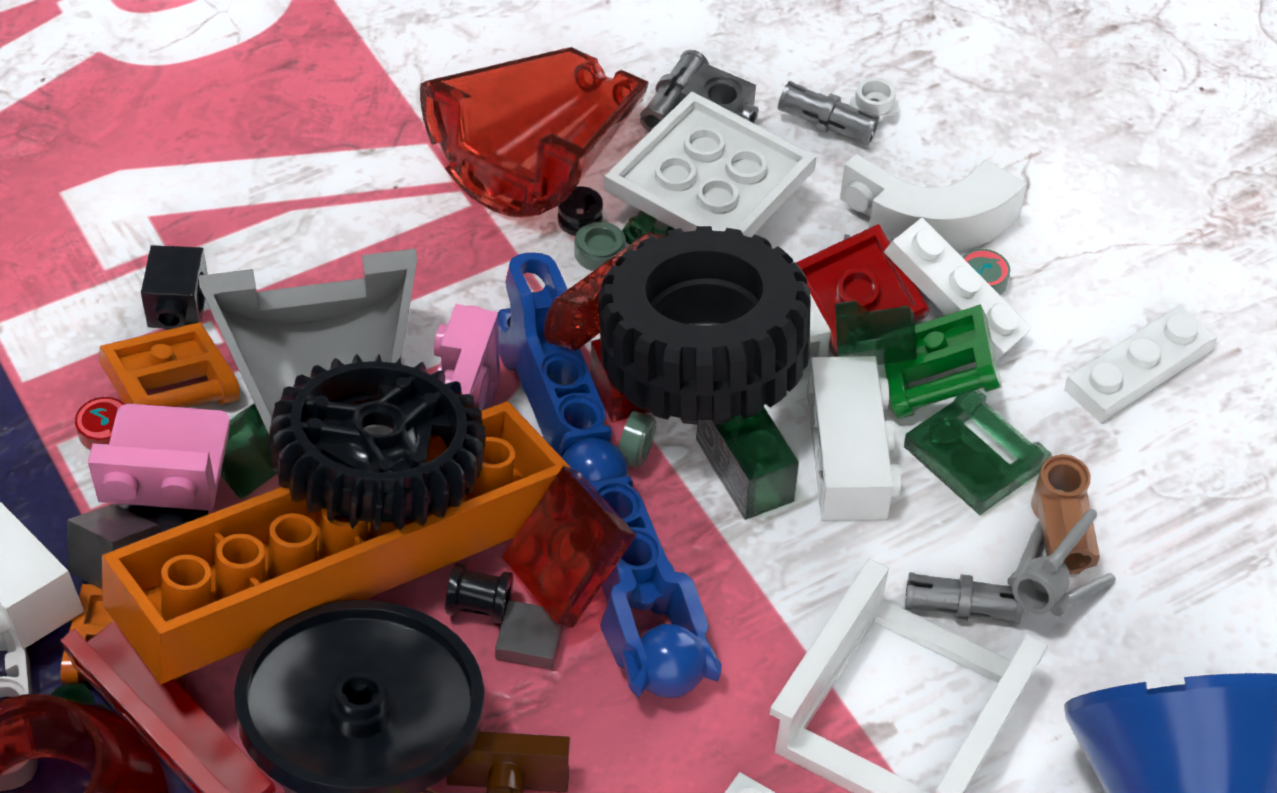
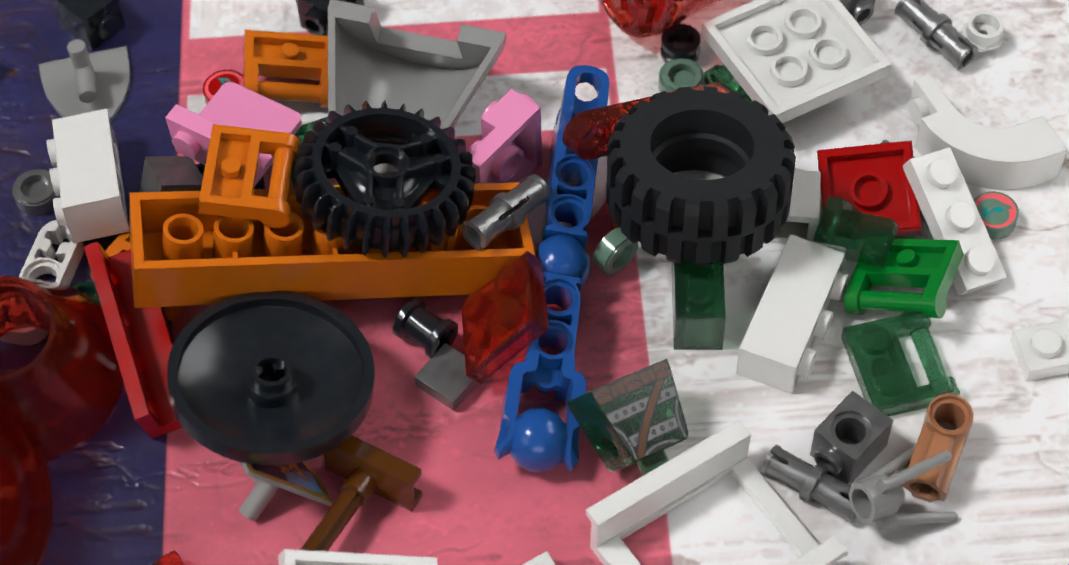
camera: 30 degrees right, 5 degrees up
(213, 493) = (232, 173): none -> orange plate
(520, 433) = (519, 200): none -> flat silver pin
(760, 599) = (633, 418): none -> torso
(981, 520) = (854, 420): none -> flat silver brick

